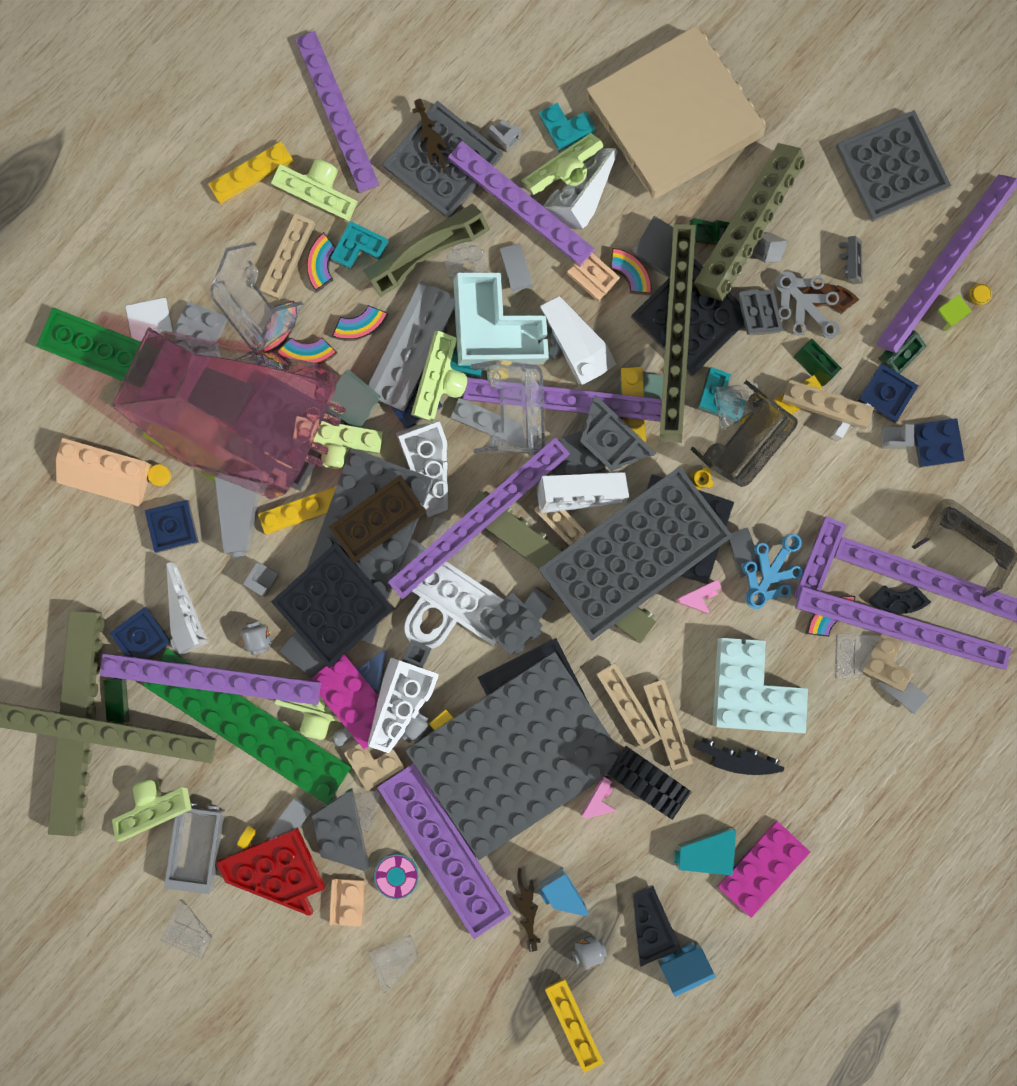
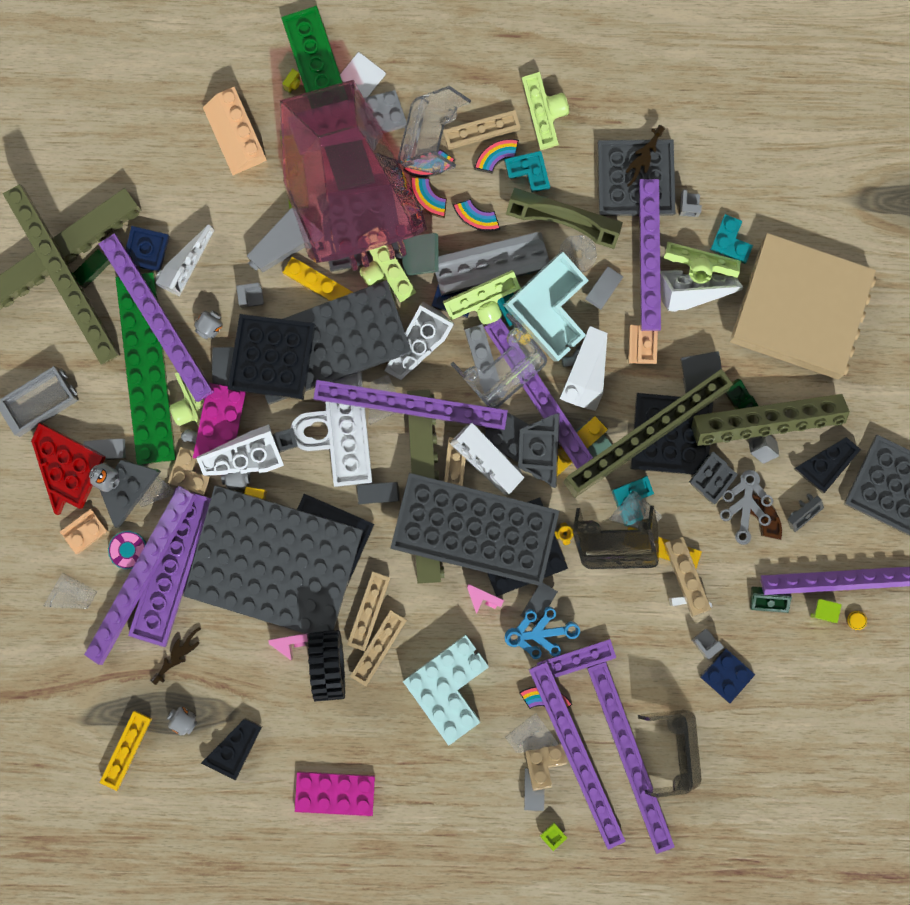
camera: 50 degrees right, 0 degrees up
(101, 384) = (292, 81): none -> lime plate
(150, 809) = (38, 350): yellowish green plate -> none
(159, 475) = (263, 170): yellow piece -> none
(171, 526) = (236, 207): dark blue plate -> none
(247, 837) = (71, 429): yellow piece -> none
(250, 172) = (518, 57): yellow plate -> none
(315, 844) = (104, 477): none -> light grey head
(337, 112) = (609, 79): medium lavender plate -> none
(373, 670) = (251, 420): medium blue tile -> none
(377, 519) = (353, 337): dark brown plate -> none
(429, 883) = (140, 575): none -> medium lavender plate
(512, 624) = (358, 487): dark grey plate -> none
(562, 894) = (205, 670): dark azure slope -> none
(632, 271) = (669, 368): tile -> none
(686, 968) = (224, 794): dark azure slope -> none
(708, 853) = (313, 746): teal slope -> none
(745, 762) = (395, 722): black slope -> none
(817, 362) = (713, 546): dark green slope -> none
(828, 206) = (829, 464): none -> black wing
(888, 393) = (732, 612): dark blue plate -> none
(899, 602) = (594, 738): black tile -> none
(956, 707) = (553, 836): none -> lime plate

